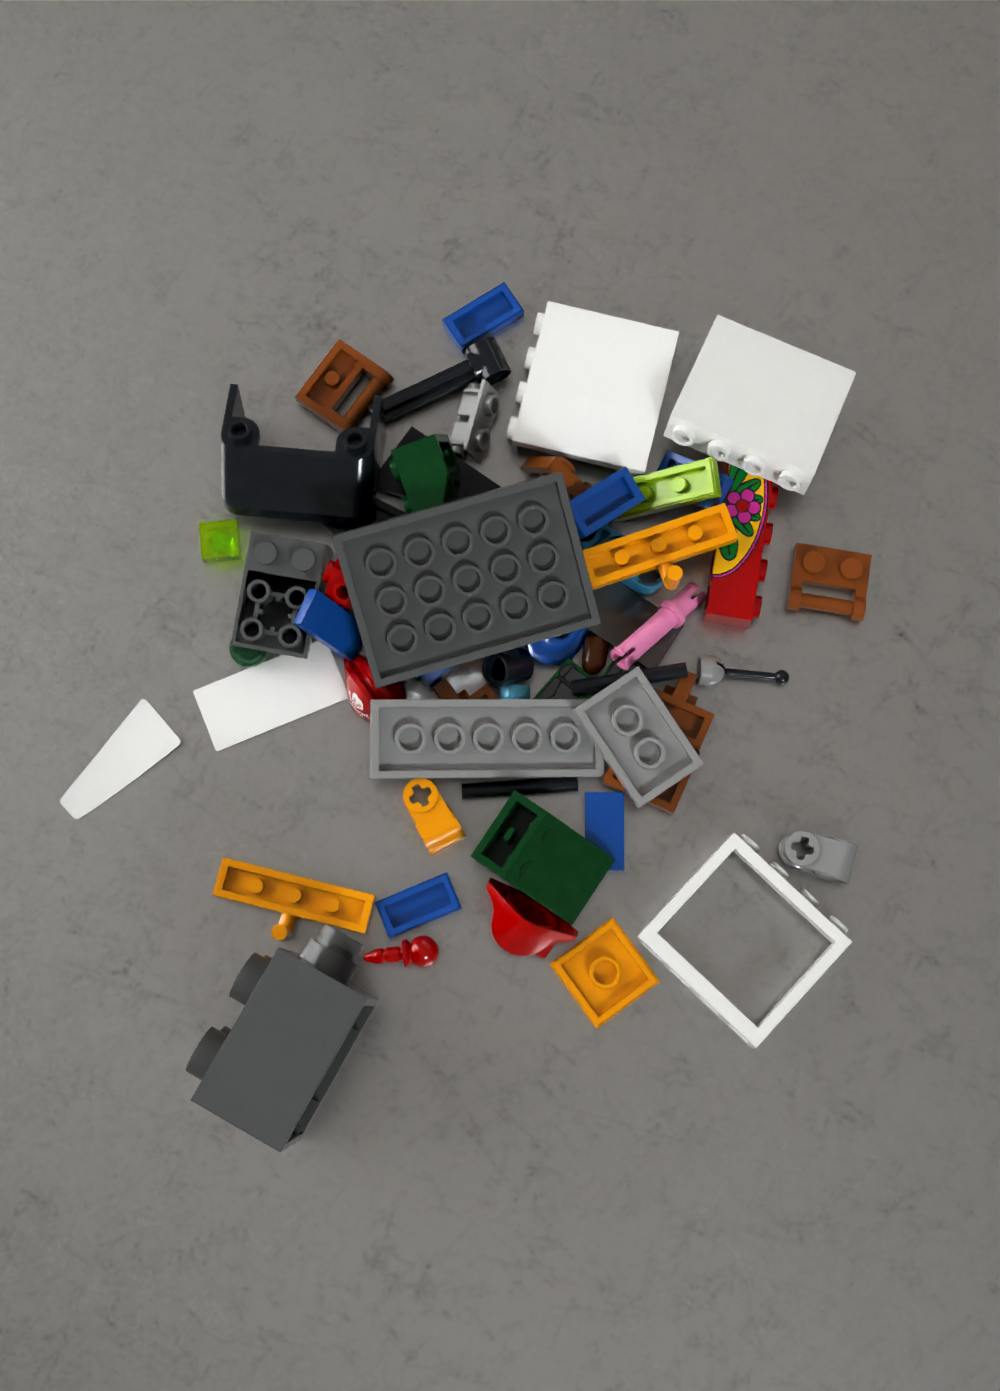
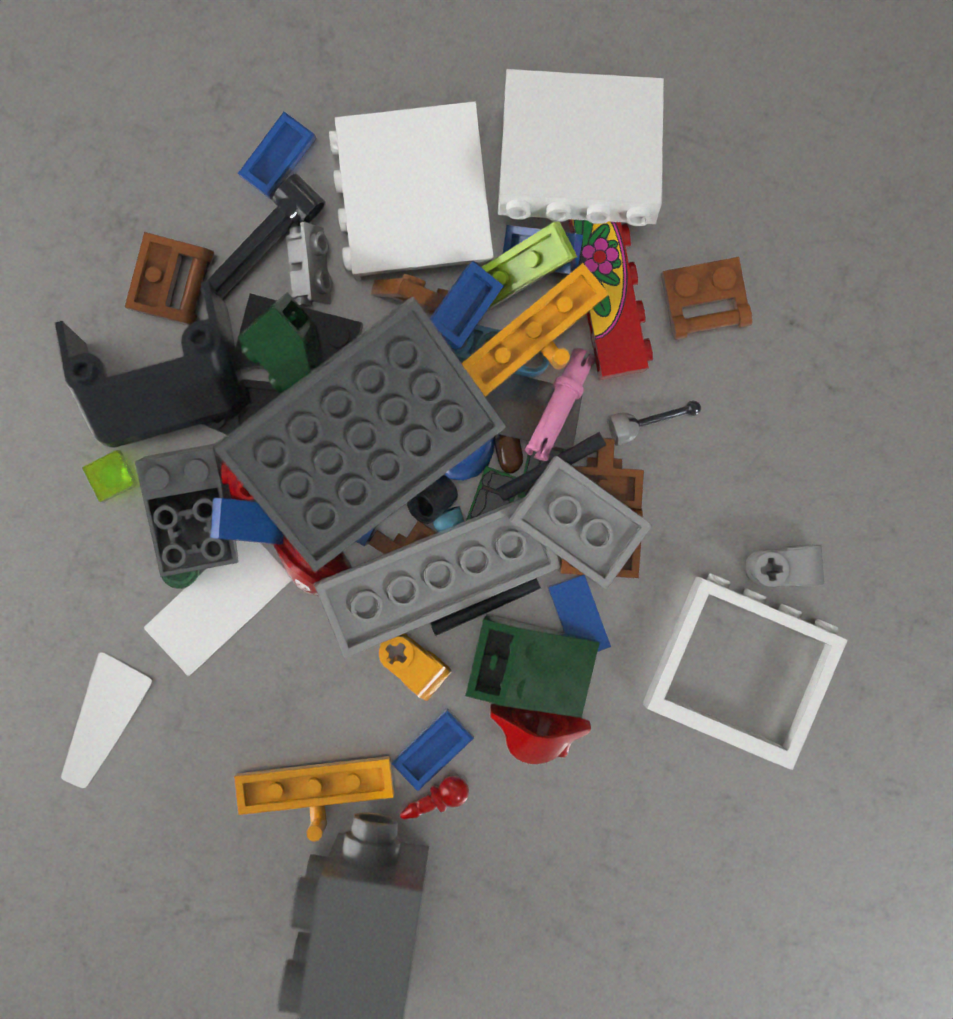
camera: 25 degrees left, 10 degrees up
(604, 972) = (626, 747): light orange tile -> none

